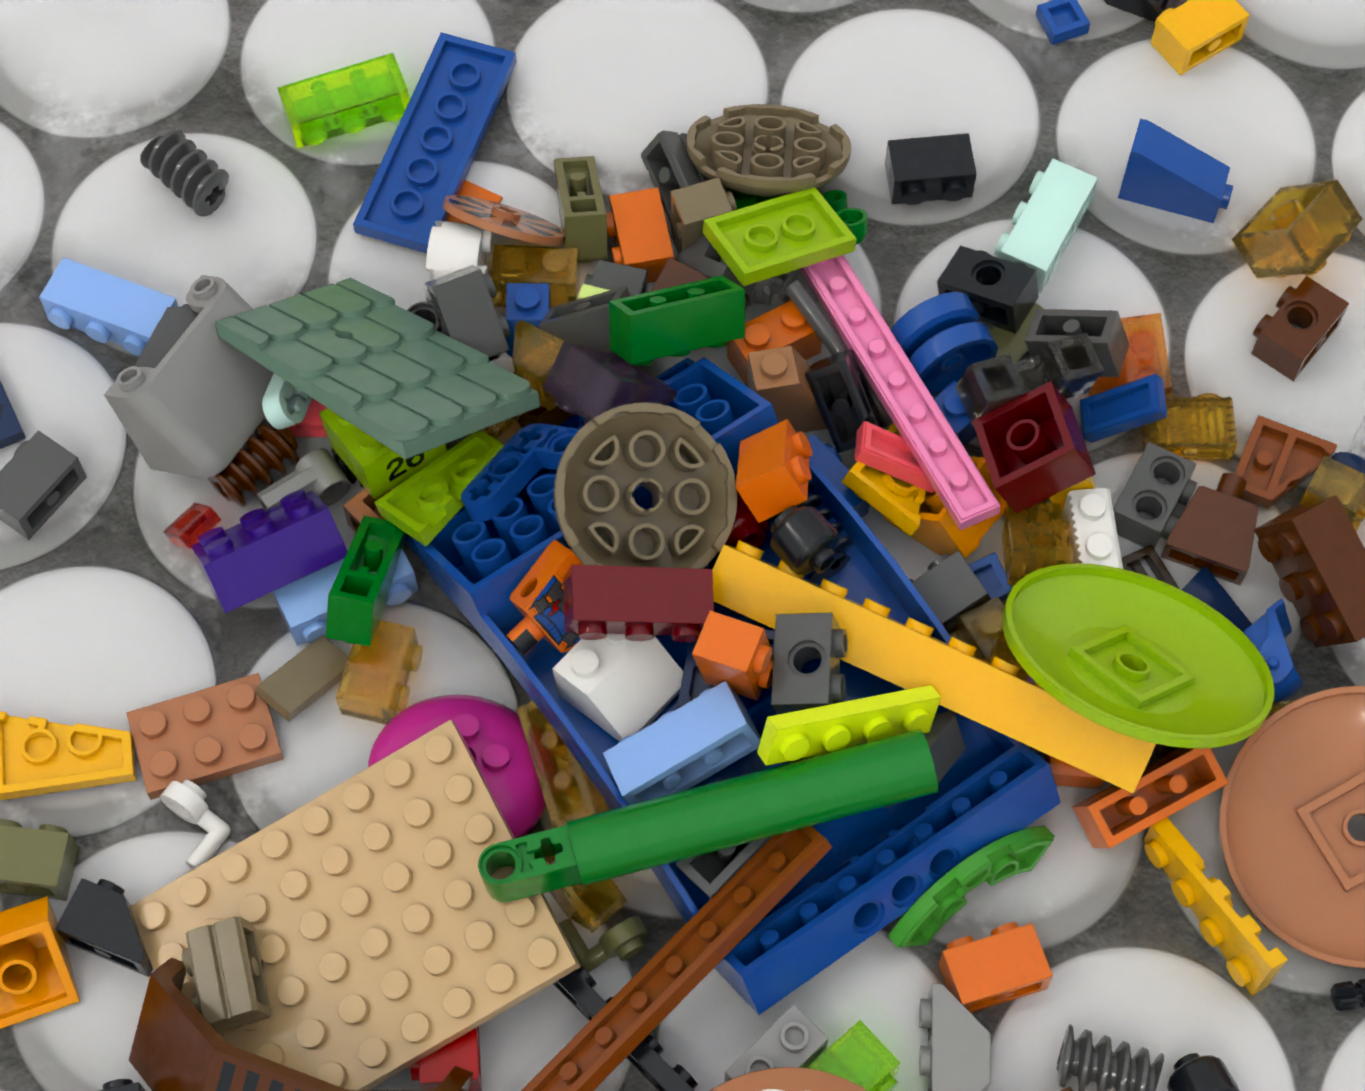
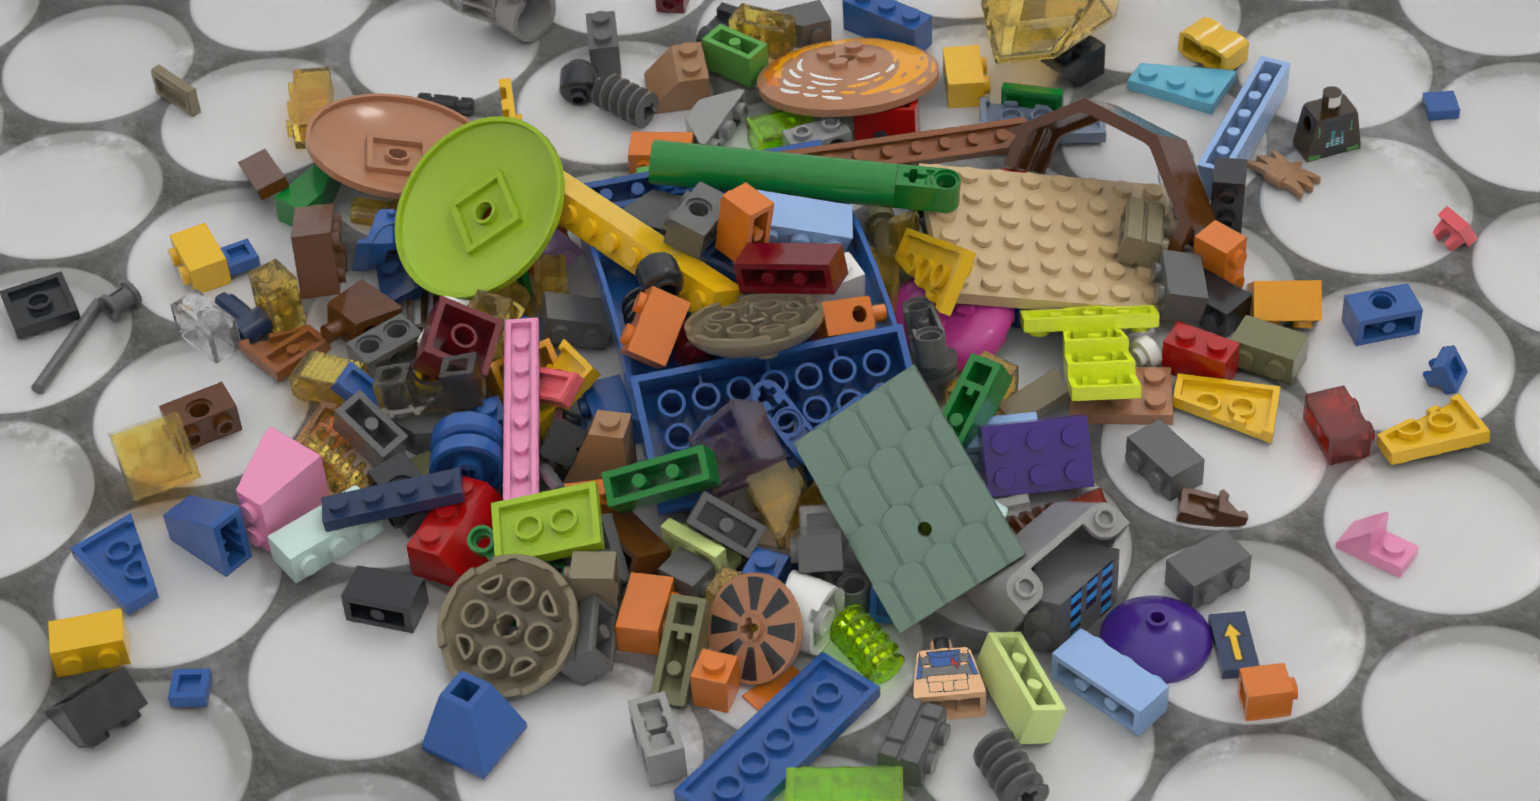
camera: 155 degrees left, 20 degrees down
(57, 589) = (1208, 509): none -> reddish brown slope
(77, 413) = (1159, 636): none -> dark purple dish
(109, 812) = (1199, 353): none -> red brick
(109, 977) = (1222, 252): none -> orange brick
(120, 629) = (1164, 459): none -> dark grey brick
(152, 894) = (1179, 286): none -> dark grey brick
(196, 248) = (1020, 687): none -> yellowish green brick
(239, 745) = (1095, 346): none -> neon yellow slope
(283, 252) = (950, 680): none -> light nougat torso
(298, 178) = (915, 739): none -> dark grey brick
(386, 267) = (866, 644): none -> clear neon green piece
(452, 656) = (928, 345): none -> dark grey beam
(478, 755) = (936, 266): none -> yellow wing
(528, 177) = (715, 680): none -> orange brick
(554, 89) = (657, 738): none -> light grey brick
(747, 61) = (472, 725): none -> blue slope
(846, 724) = (667, 195): neon yellow plate -> none
(898, 258) = (440, 544): none -> red slope
(981, 241) = (392, 499): none -> dark blue plate
(1097, 294) = (338, 470): none -> clear yellow piece
(1130, 240) = (279, 486): none -> bright pink slope
(1242, 126) = (118, 564): none -> blue wing

